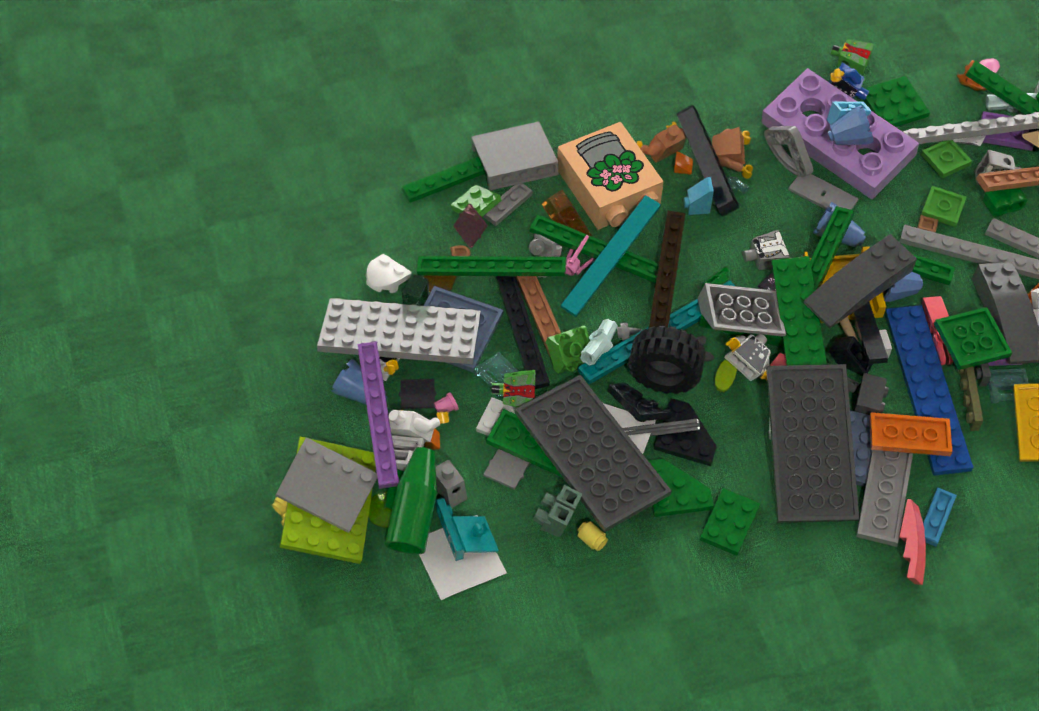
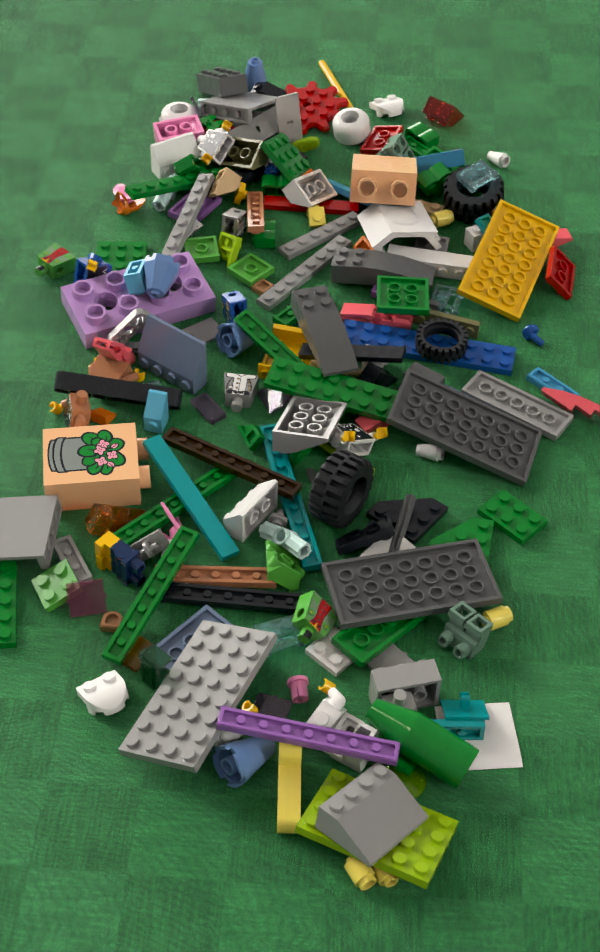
camera: 70 degrees left, 10 degrees down
(341, 428) = (289, 788): none -> light yellow beam
(481, 486) = (418, 677): none -> light grey brick
(518, 230) = (120, 559): none -> dark blue hips
(621, 308) = (251, 510): none -> white slope
(736, 237) = (208, 408): none -> tile
(745, 135) = (114, 350): none -> coral arm
(770, 184) = (173, 355): none -> sand blue slope
(872, 210) = (233, 304): none -> blue torso
(910, 434) = (476, 367): orange plate -> none
(937, 375) = (441, 327): none -> black tyre
(961, 177) = (229, 247): none -> lime wing
(1004, 474) = (530, 332): none -> blue plate

